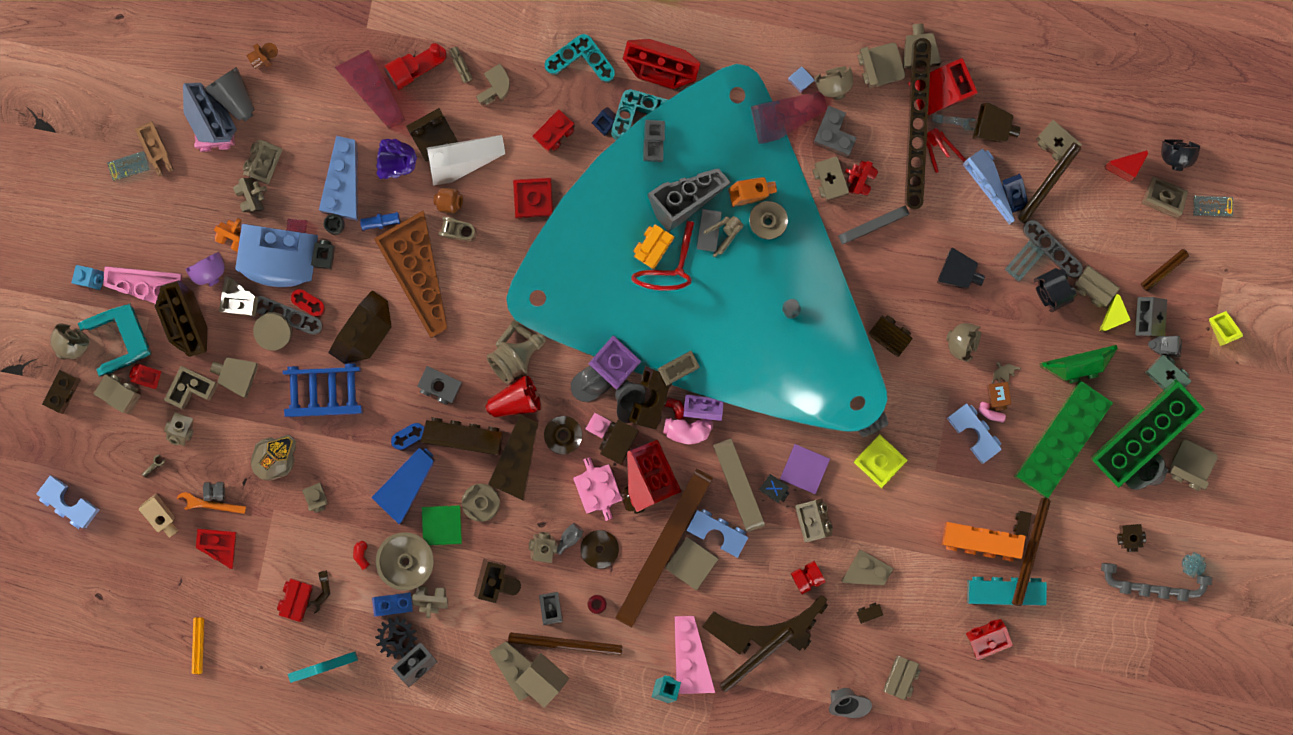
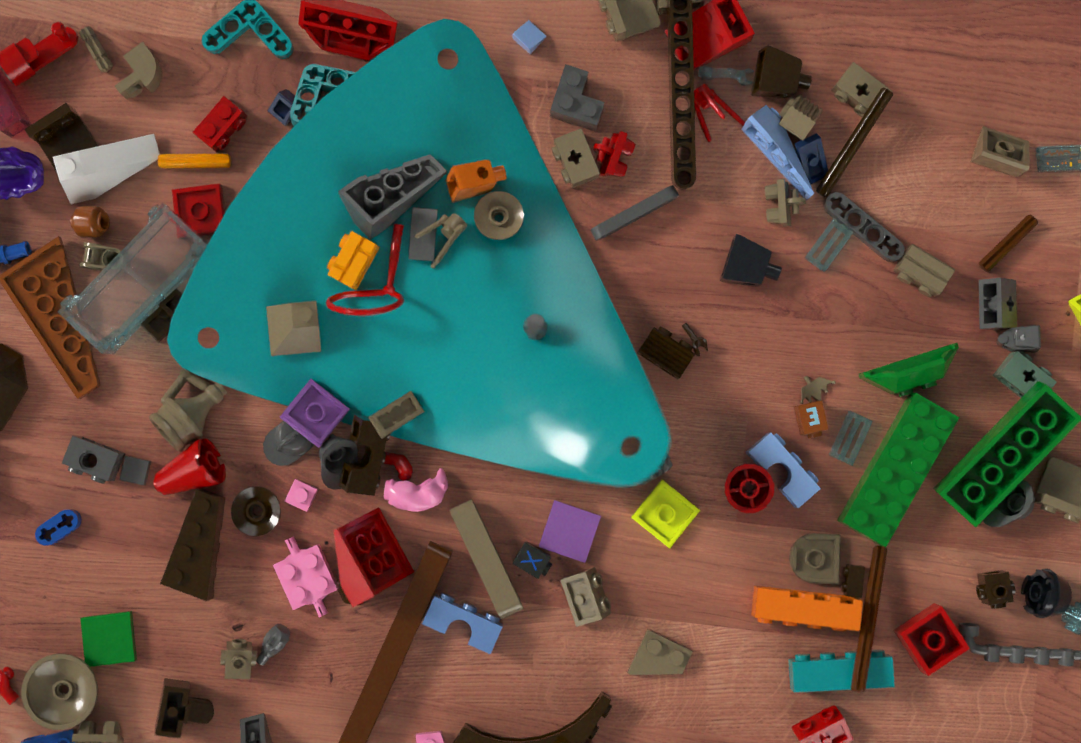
camera: 10 degrees left, 0 degrees up
(402, 488) = (53, 595): blue slope -> none
(462, 437) = (123, 524): dark brown slope -> none
(470, 396) = (135, 470): none -> dark grey tile
(480, 502) = (157, 606): dark tan tile -> none
(485, 248) = (135, 281): none -> clear windscreen
(501, 278) = (159, 321): none -> dark brown slope
(532, 158) = (194, 160): none -> light orange axle
(597, 598) = (307, 729): dark red plate -> none
(604, 295) = (293, 328): none -> dark tan slope
(609, 545) = (323, 645): dark brown dish -> none
(619, 441) = (326, 515): dark brown brick -> none
(653, 140) = (343, 124): dark grey slope -> none
(691, 563) = (433, 664): dark tan tile -> none
(703, 408) = (432, 463): medium lavender bracket -> none
(782, 116) = (509, 81): clear pink wedge -> none
(808, 577) = (583, 672): red wheel -> none
(835, 83) = (572, 36): dark tan cylinder -> none
(867, 614) = (667, 711): dark brown piece -> none
(914, 329) = (696, 341): none -> dark brown hand
(946, 444) = (749, 488): none -> red cylinder
(963, 341) = (760, 352): dark tan cylinder -> none
(989, 216) = (781, 192): none -> dark tan hips
(991, 415) = (800, 443): bright pink arm -> none
(995, 504) = (816, 558): none -> dark tan tile
(1008, 159) = (799, 116): none -> dark tan brick
(1021, 411) = (858, 418): none -> clear light blue tile
(1054, 289) = (872, 277): black brick -> none
(1078, 572) = (931, 639): none -> red brick
(1115, 314) = (950, 304): neon yellow slope -> none
(1127, 166) = (952, 114): red slope -> none
(1170, 543) = (1046, 594): none -> black cone
(1179, 154) = (1016, 94): black cylinder -> none

